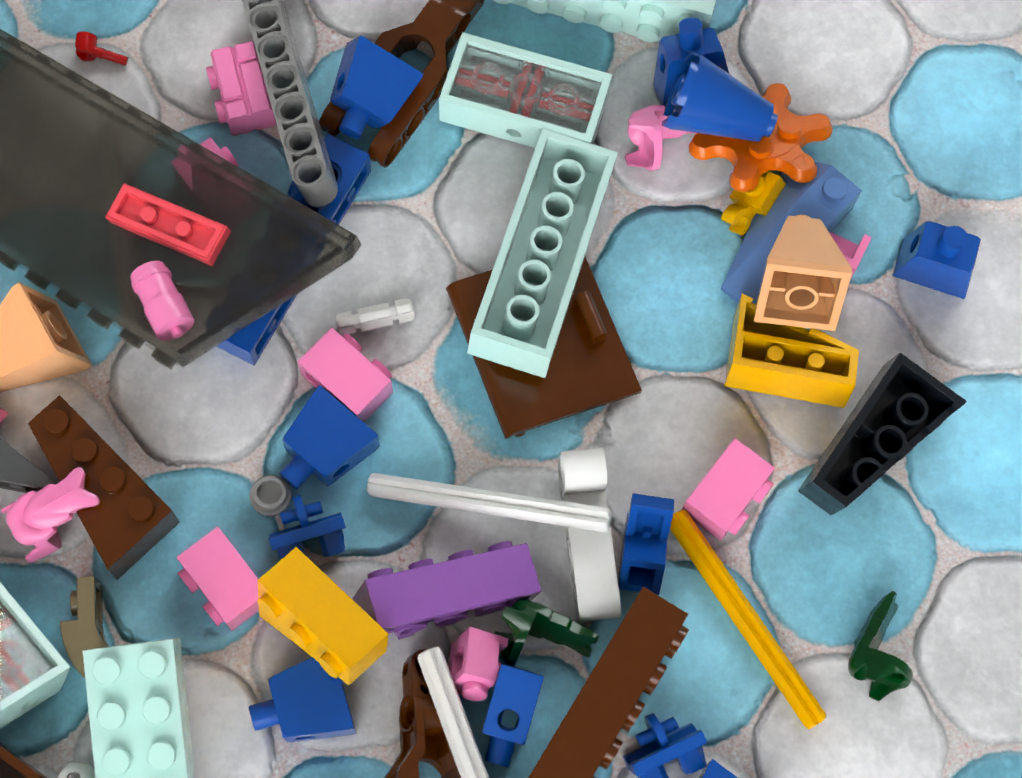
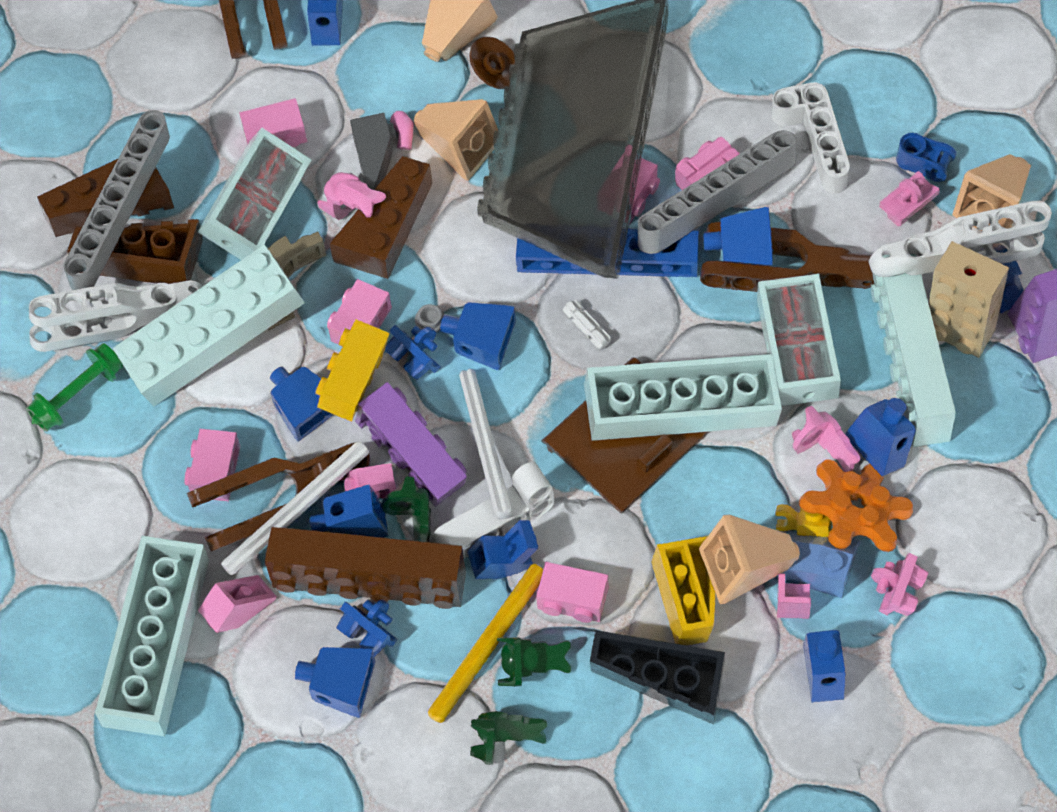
camera: 75 degrees right, 10 degrees down
(87, 49) = (689, 68): red hand -> none
(161, 301) = (517, 189): bright pink piece -> none
(168, 224) = (577, 168): coral tile -> none
(347, 374) = (533, 324): bright pink brick -> none
(717, 104) = (848, 449): blue cone -> none
(787, 578) = (525, 657): none -> dark green hair
(872, 142) = (893, 582): none -> bright pink hips

